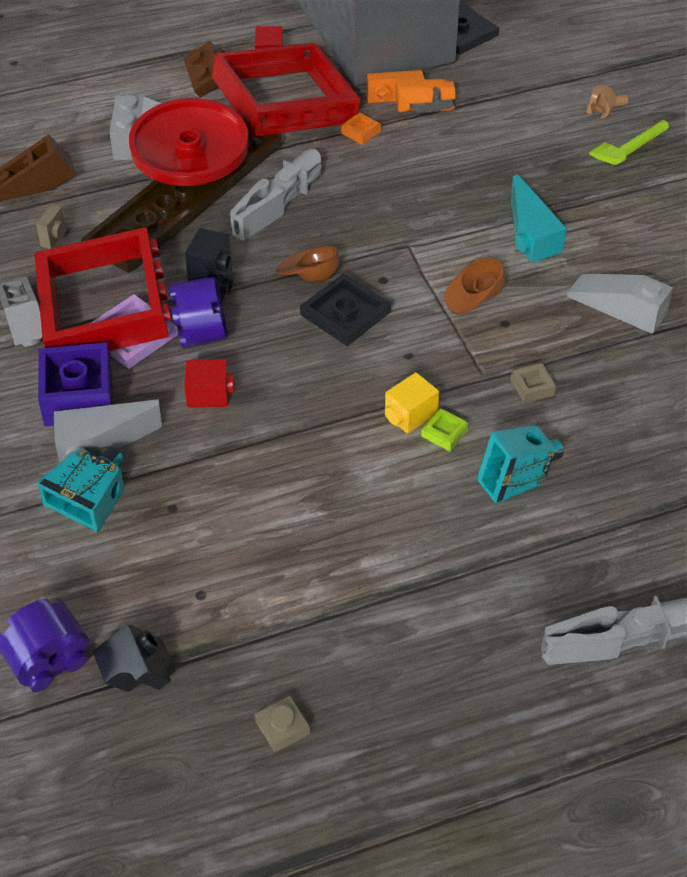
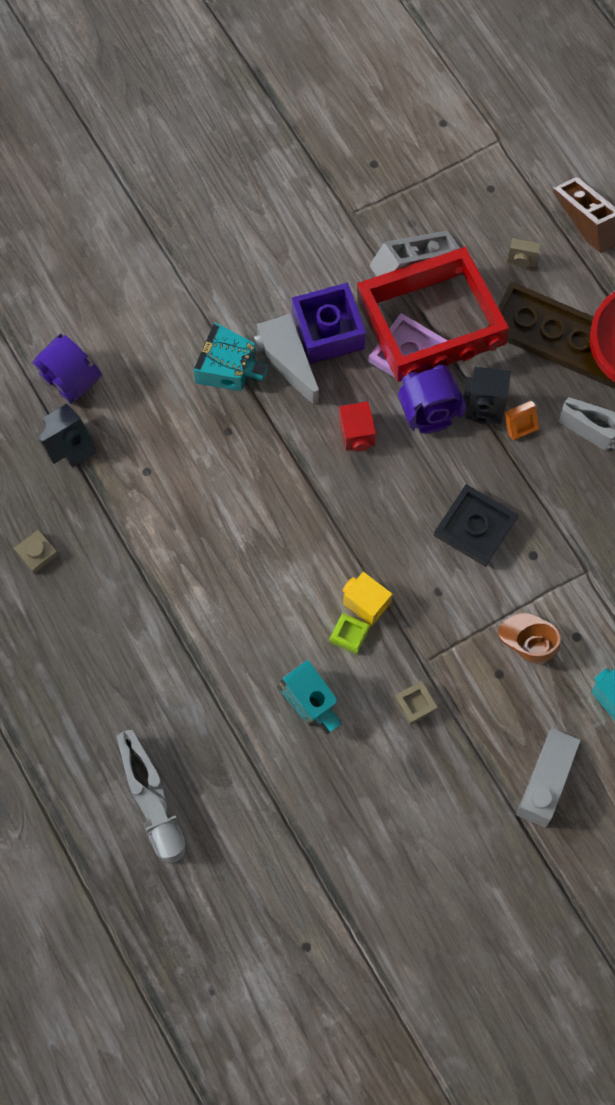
camera: 80 degrees right, 20 degrees up
(242, 257) = (522, 420): none -> orange tile
(311, 265) = (525, 482): dark orange cap -> none

